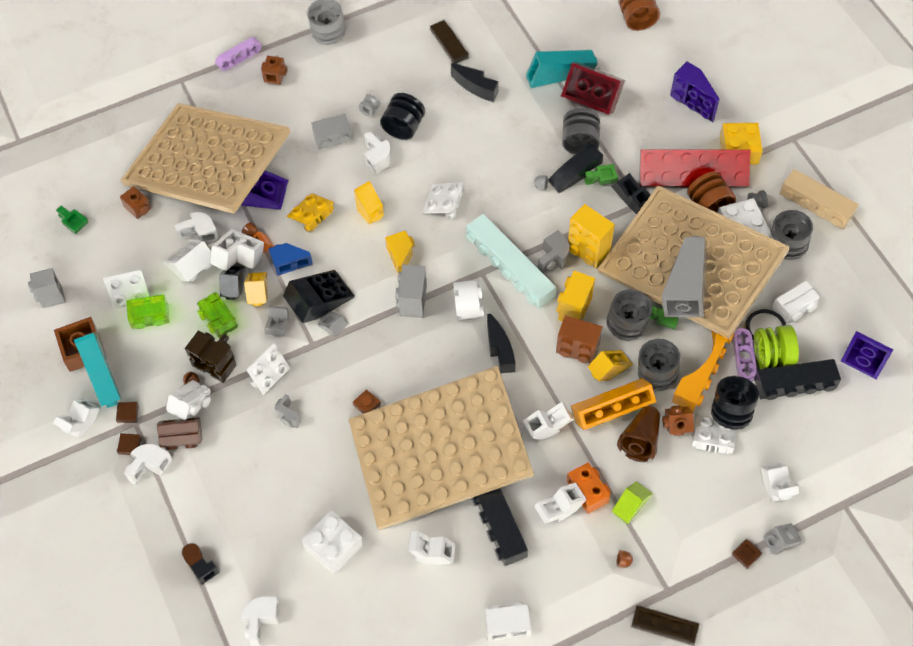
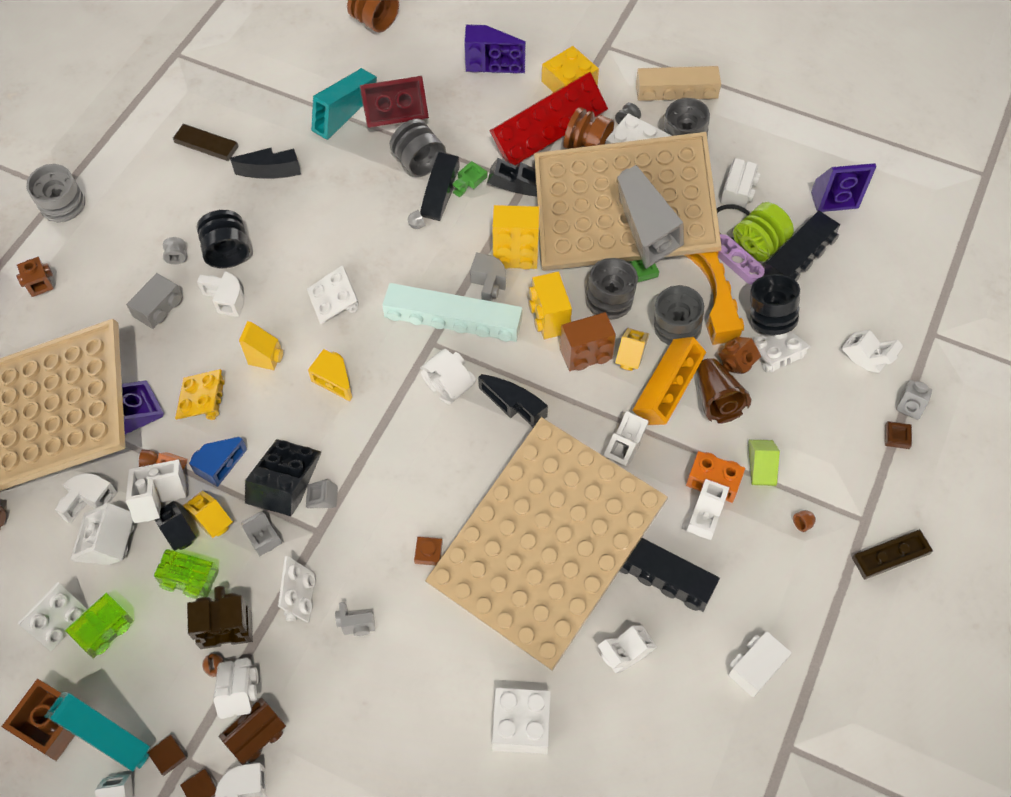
camera: 40 degrees left, 0 degrees up
(411, 291) = (383, 404): light grey brick -> none

